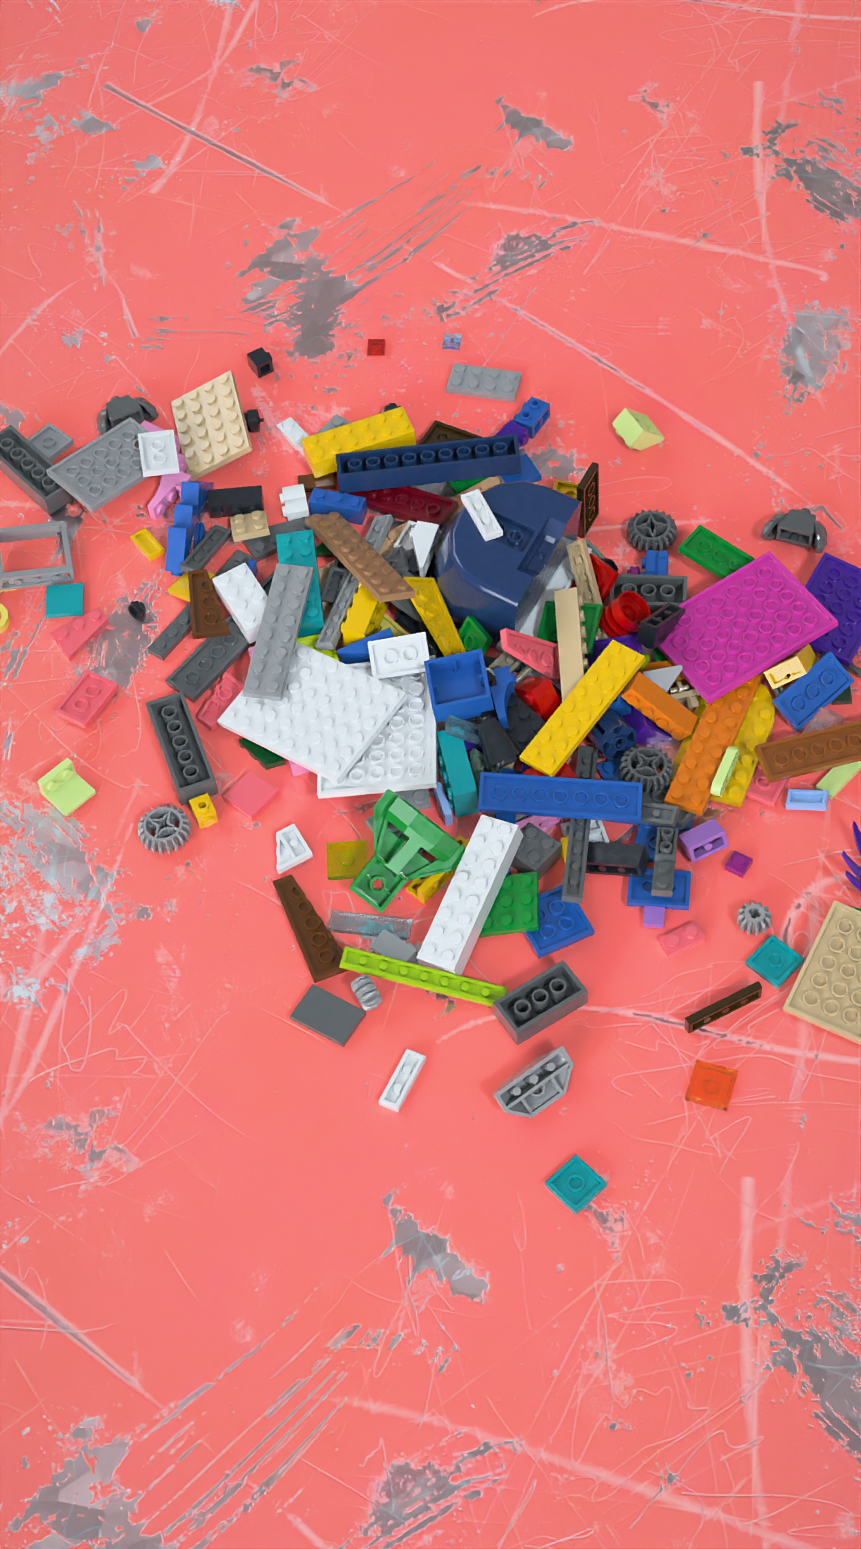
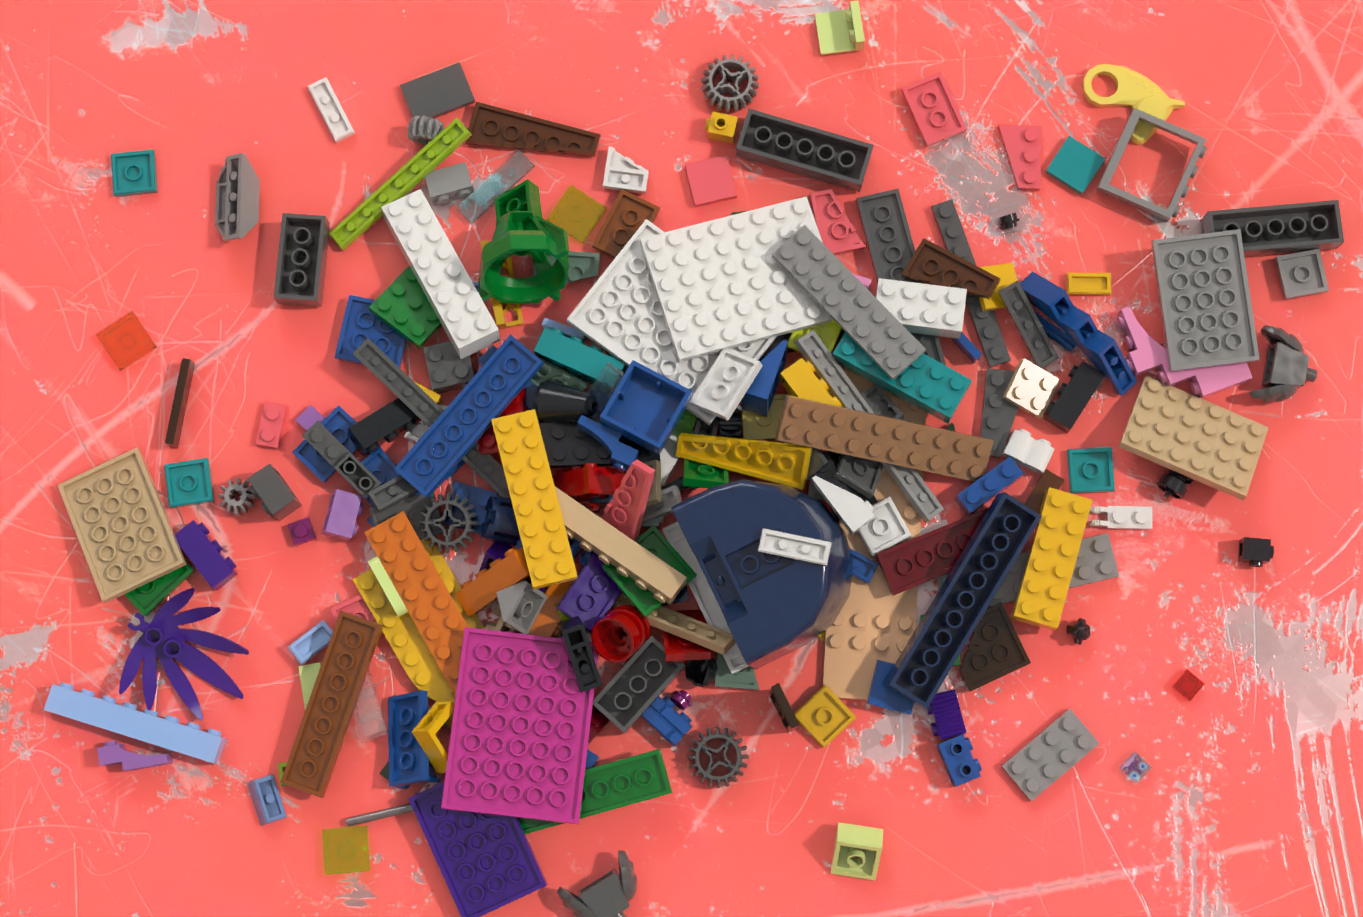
camera: 125 degrees right, 25 degrees up
(158, 453) = (1178, 348): white plate -> none
(278, 469) = (1090, 470): none -> teal tile
(331, 820) = (623, 221): none -> dark orange plate
(729, 889) = (274, 491): none -> dark grey brick
(813, 906) = (206, 554): none -> dark purple brick

